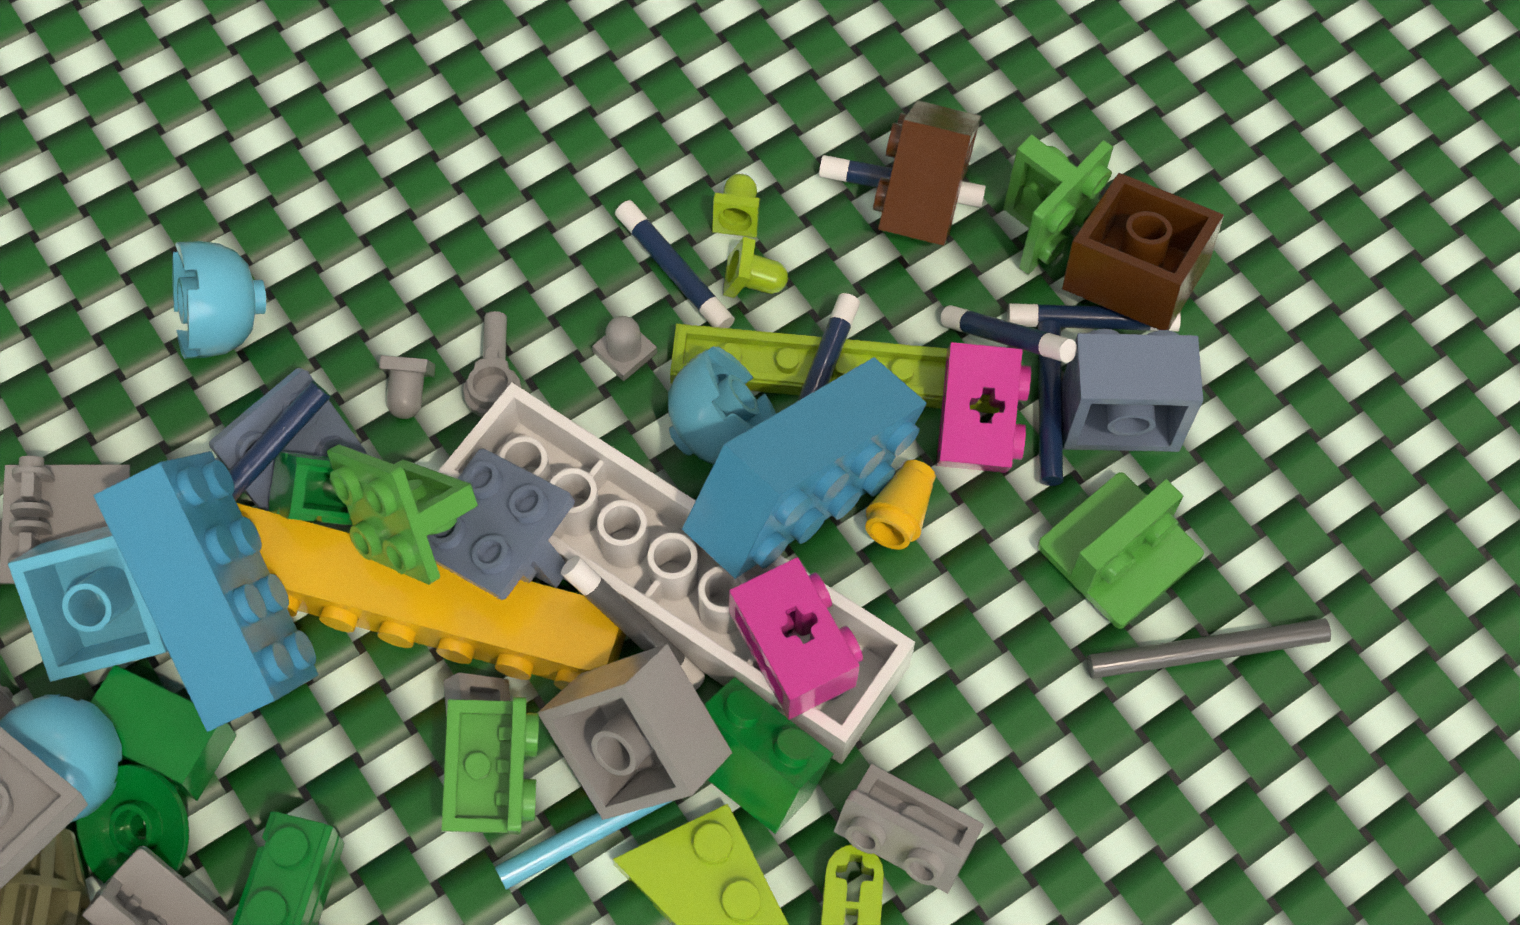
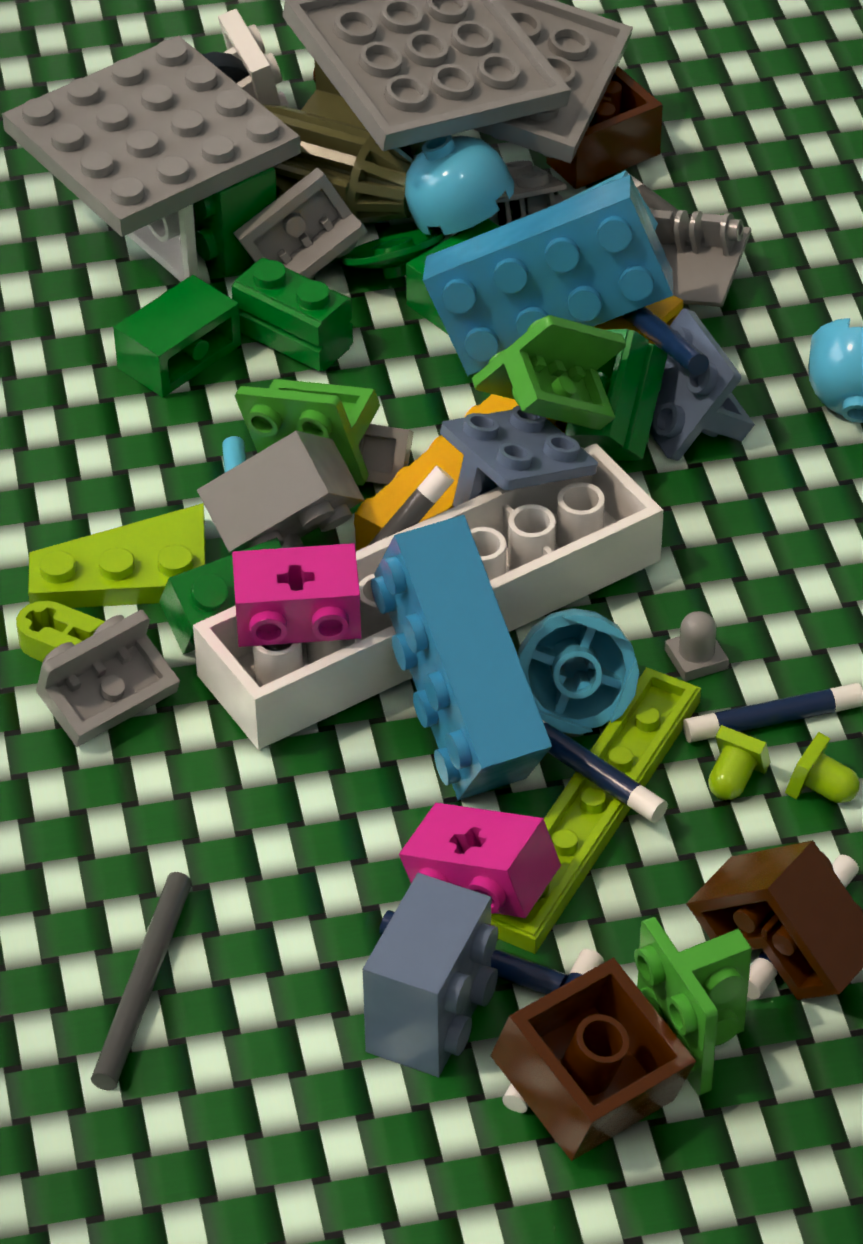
camera: 115 degrees right, 20 degrees down
(405, 383) = (733, 491): light grey piece -> none
(492, 373) = (696, 544): light grey plate -> none
(901, 506) = (411, 780): yellow cone -> none
(1009, 333) = (545, 896): bar -> none
(1122, 547) = (279, 937): bright green bracket -> none

